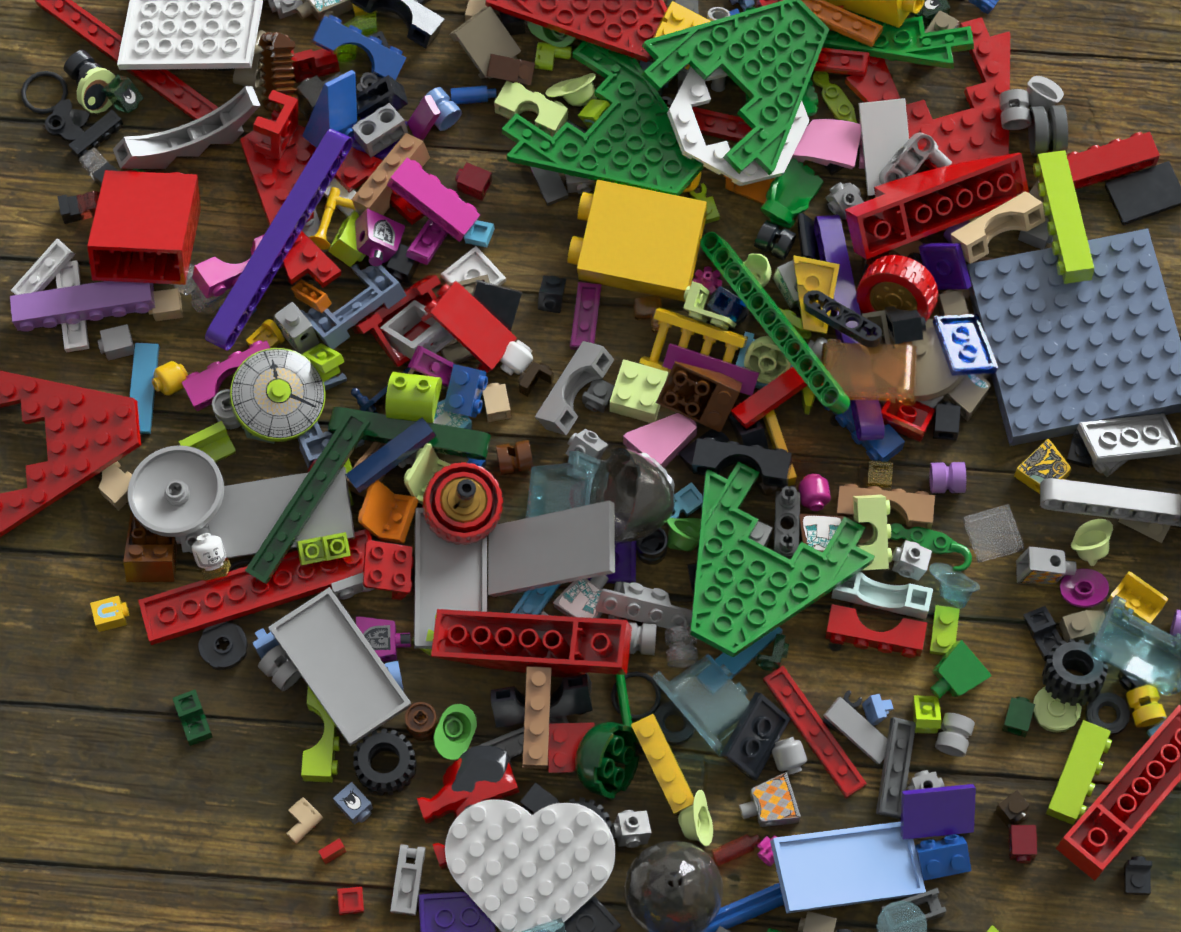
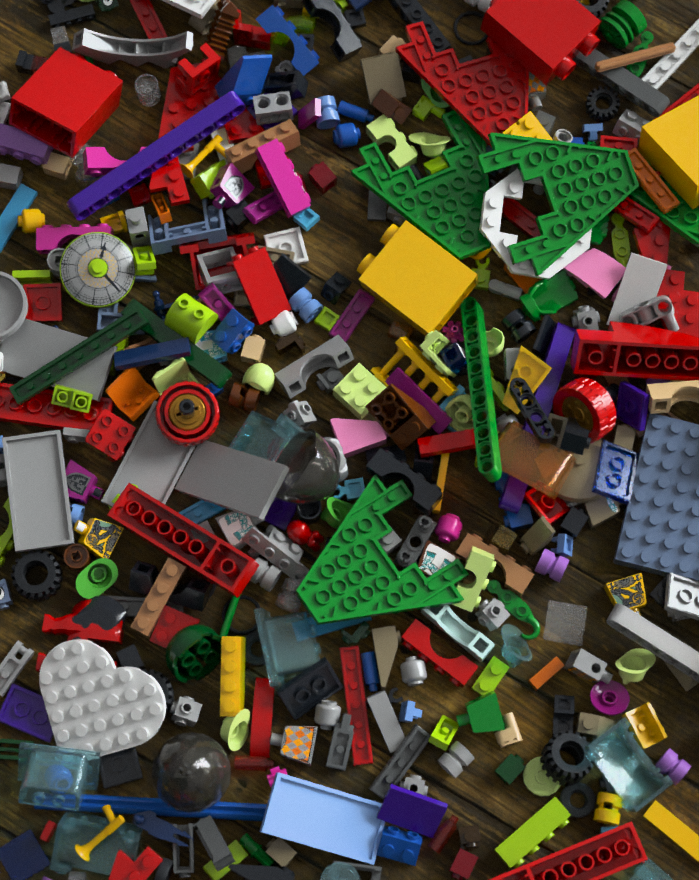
camera: 25 degrees right, 5 degrees up
(226, 175) = (147, 90): none -> clear wheel
(234, 459) = (44, 302): none -> red plate
(277, 294) = (139, 195): none -> red tile
(432, 685) = (98, 536): none -> torso
(476, 123) = (346, 135): none -> blue head
(520, 426) = (260, 377): none -> yellowish green hair
(529, 327) = (305, 305): none -> medium blue wheel
(559, 332) = (326, 319): none -> lime tile
(656, 575) = (301, 534): none -> red piece
(718, 794) = (262, 718): none -> red slope
(739, 209) = (506, 290): none -> light grey bar
(810, 686) = (370, 670): none -> blue cylinder
(814, 653) = (385, 647): none -> dark tan slope
(820, 779) = (340, 743): none -> dark grey hinge
(858, 663) = (413, 671): none -> light grey head
(917, 452) = (537, 537): none -> dark tan slope
(949, 449) = (564, 545): none -> medium blue tile
(984, 822) = (443, 834): none -> clear red cylinder
(999, 681) = (511, 734): none -> tan piece
(1002, 596) = (546, 673): none -> orange piece

